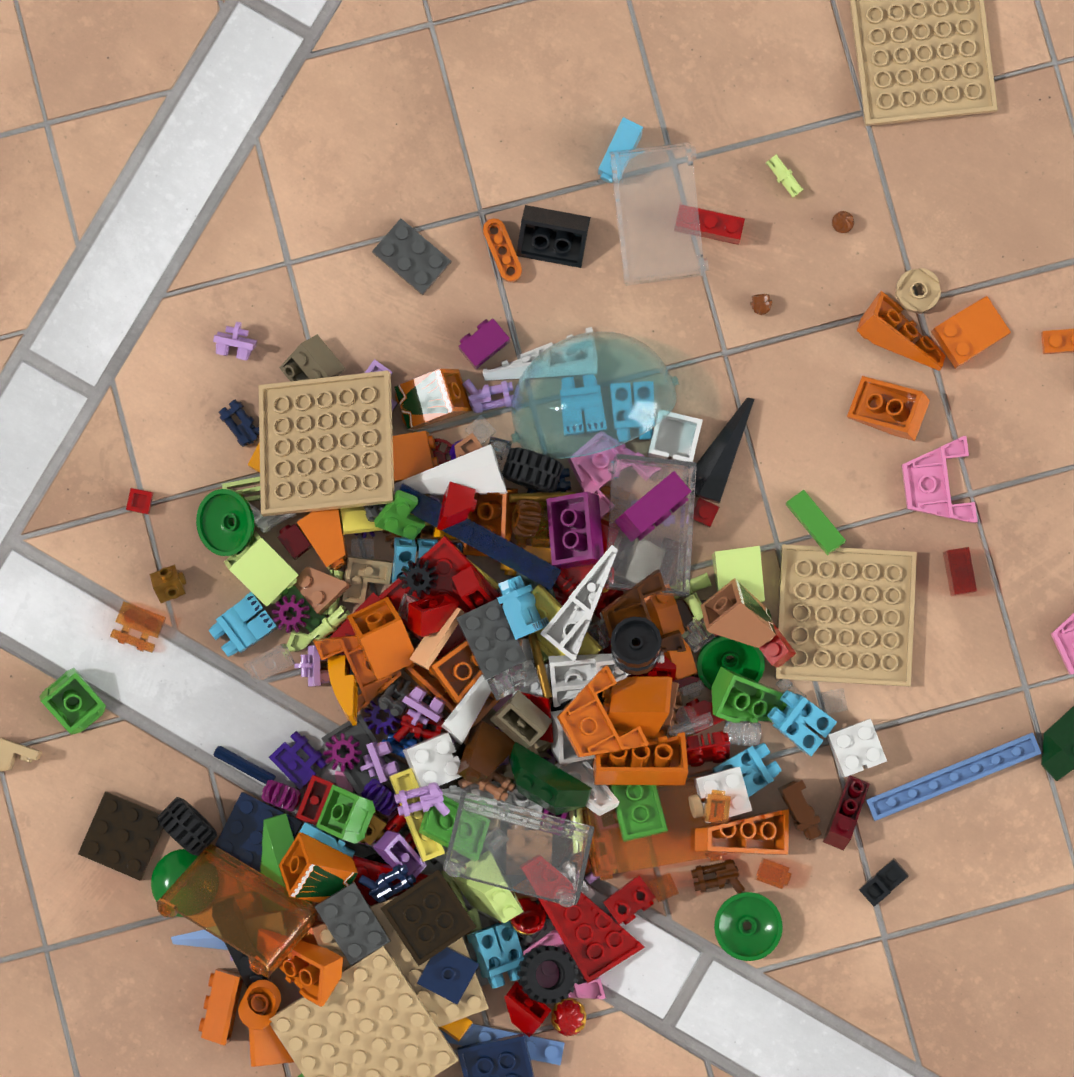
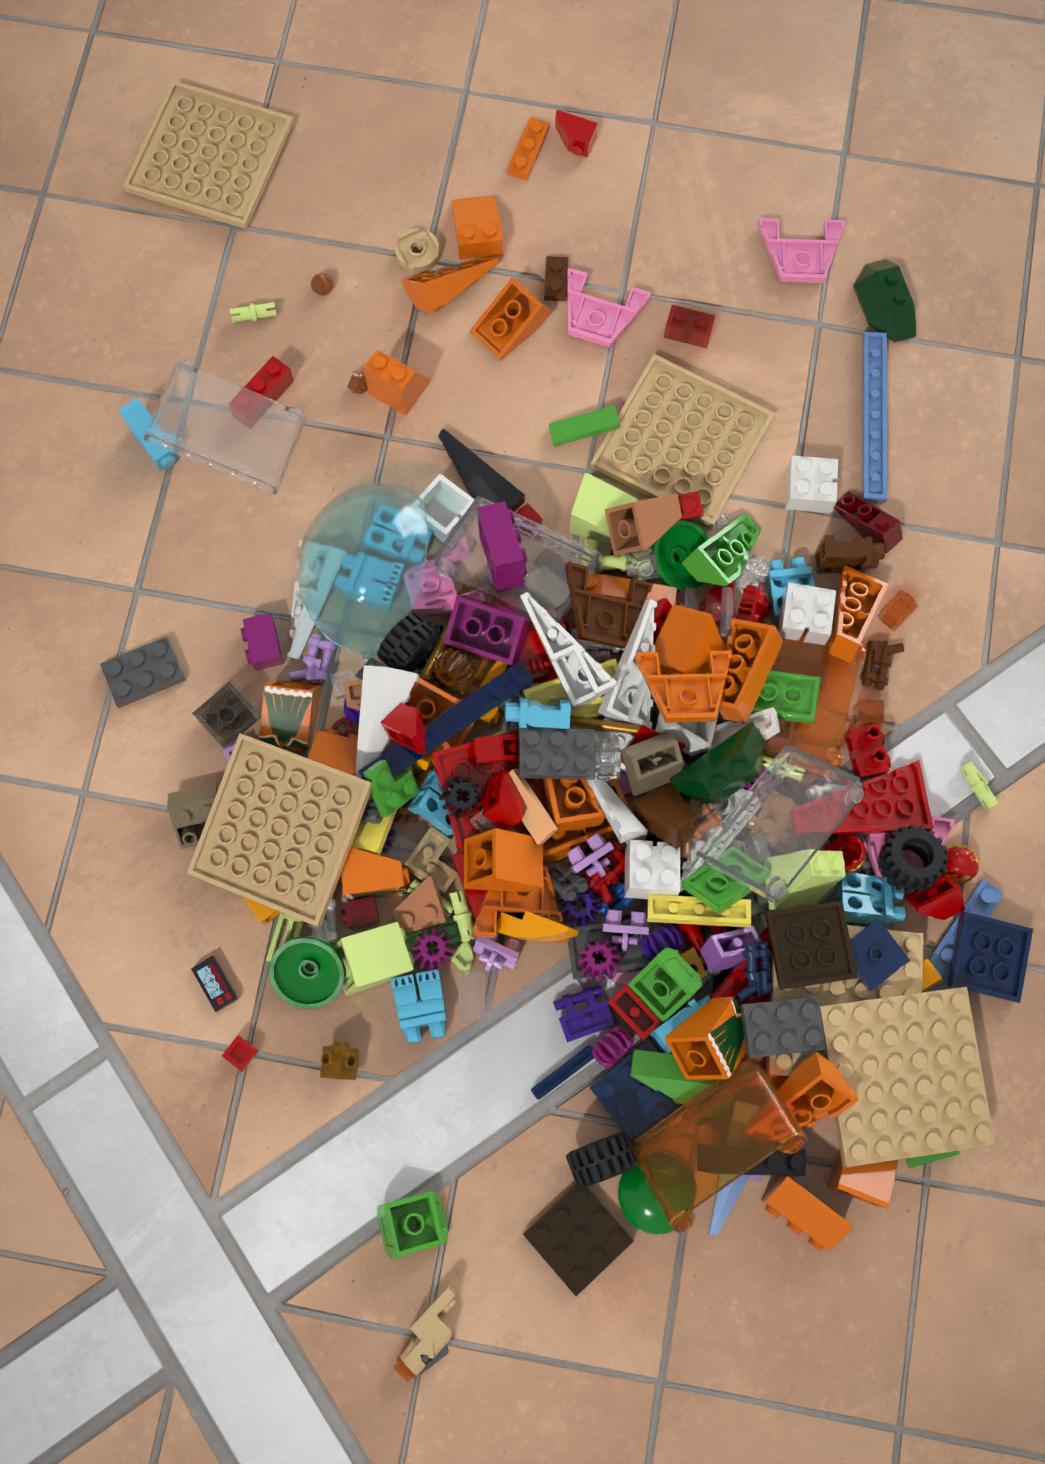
camera: 65 degrees left, 10 degrees down
(141, 620) = (362, 1111): clear orange plate -> none
(184, 452) = (214, 984): none -> tile
(225, 340) = (125, 889): lavender hips -> none
(244, 432) = (226, 912): dark blue piece -> none
(259, 1004) = (825, 1168): orange piece -> none
(403, 349) = (226, 715): none -> clear smoke slope
(429, 797) = (688, 886): lavender piece -> none
(498, 241) = (174, 581): orange plate -> none
(553, 236) = (196, 533): black slope -> none
(636, 645) = (630, 615): black wheel -> none
(646, 1007) = (978, 785): none -> yellowish green pin
(696, 806) = (806, 643): tan tile -> none
(716, 807) = (822, 615): clear orange brick -> none
(764, 930) = (948, 641): green dish -> none
(778, 337) = (394, 382): none -> orange slope
(794, 719) = (766, 519): medium azure hips -> none
(834, 701) = (757, 487): clear tile -> none
(883, 882) = (947, 522): black slope -> none
(952, 428) = (556, 278): none -> reddish brown plate

